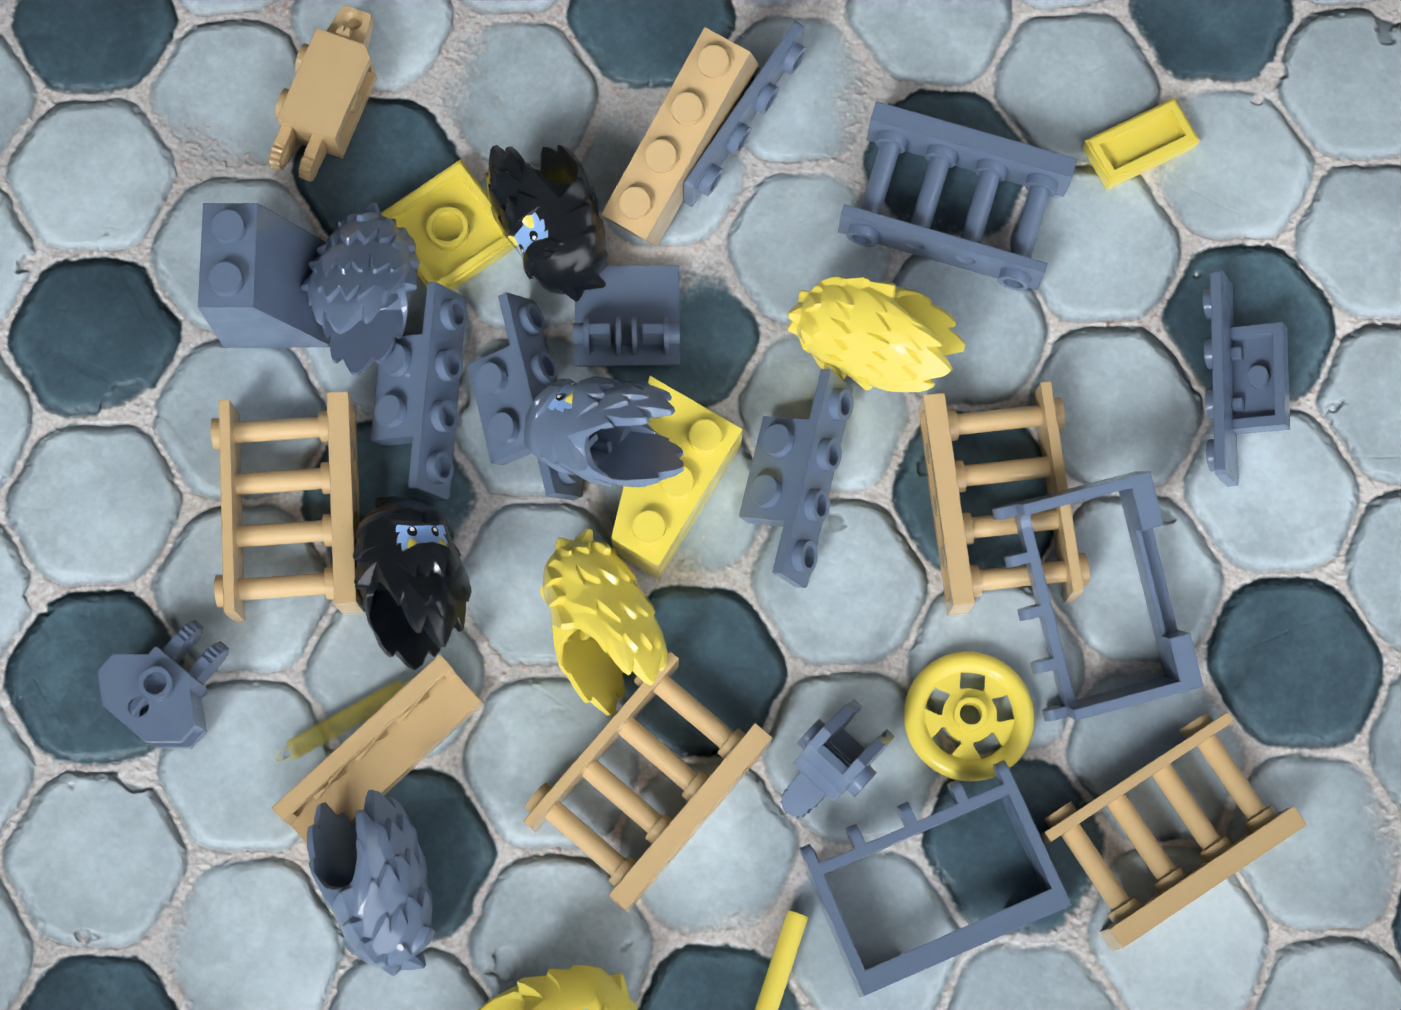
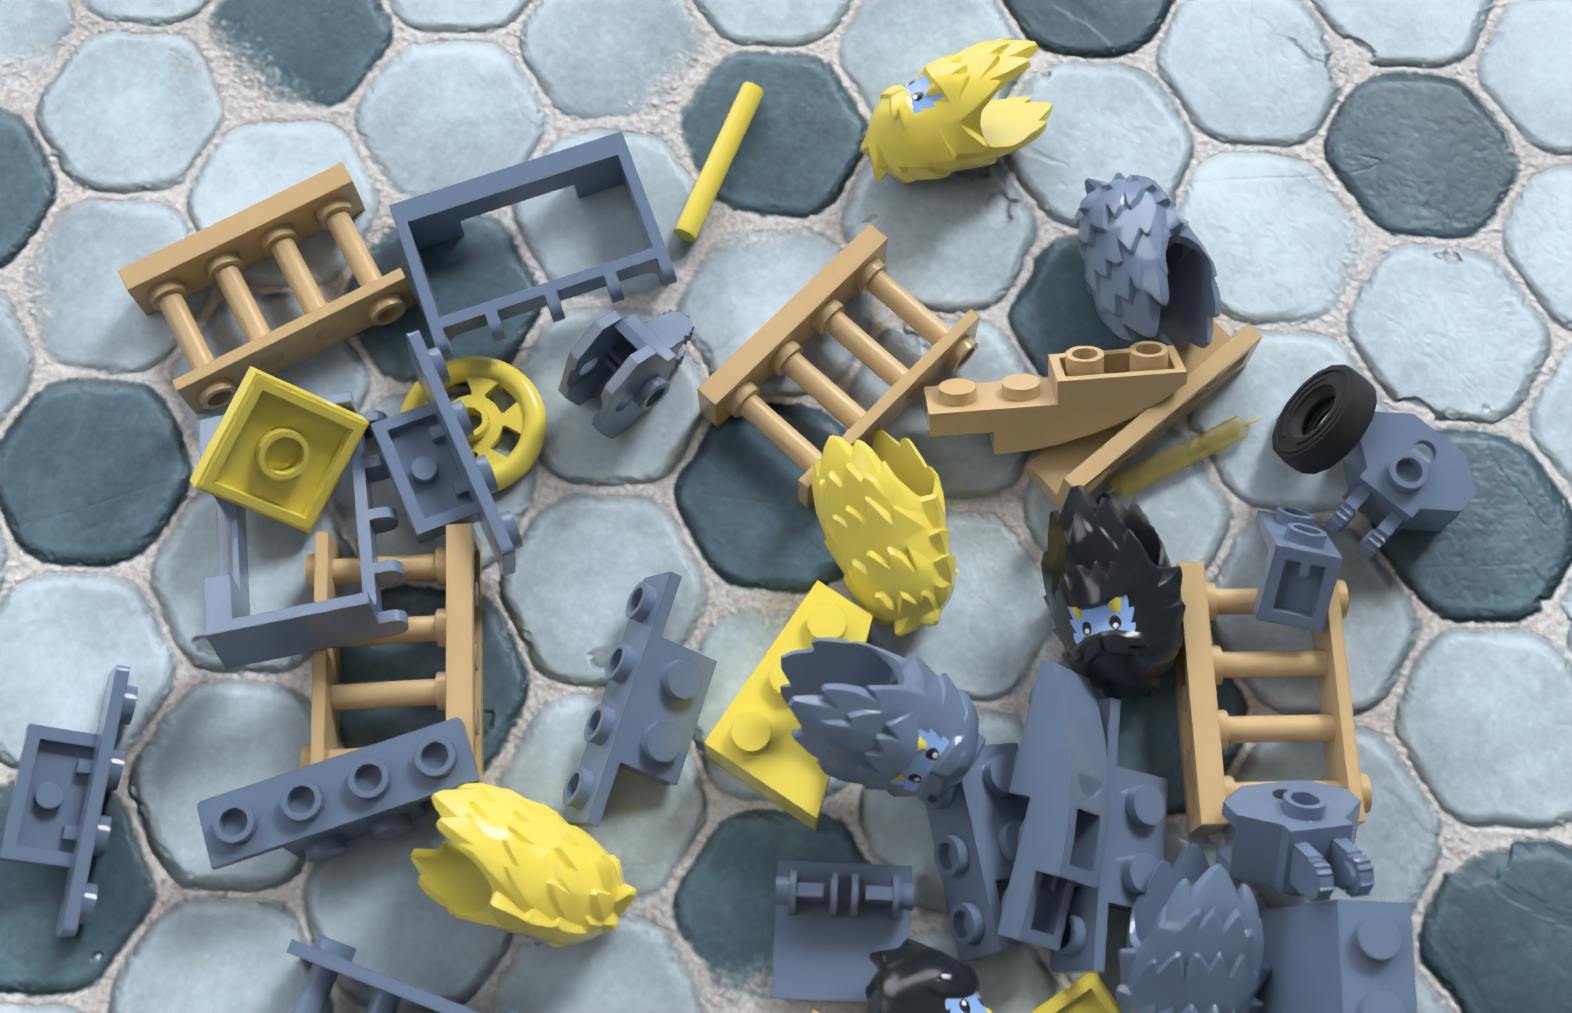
camera: 175 degrees left, 5 degrees down
(198, 736) = (1350, 409): none -> black tyre
(253, 610) = (1297, 570): none -> sand blue bracket
(273, 373) = (1296, 842): none -> sand blue hinge
(454, 412) = (1066, 821): none -> sand blue slope
(455, 743) = (1080, 397): none -> tan slope
(994, 656) = (436, 467): none -> sand blue bracket
(1026, 378) = (339, 798): none -> sand blue bracket
(1126, 657) = (279, 450): none -> light yellow tile

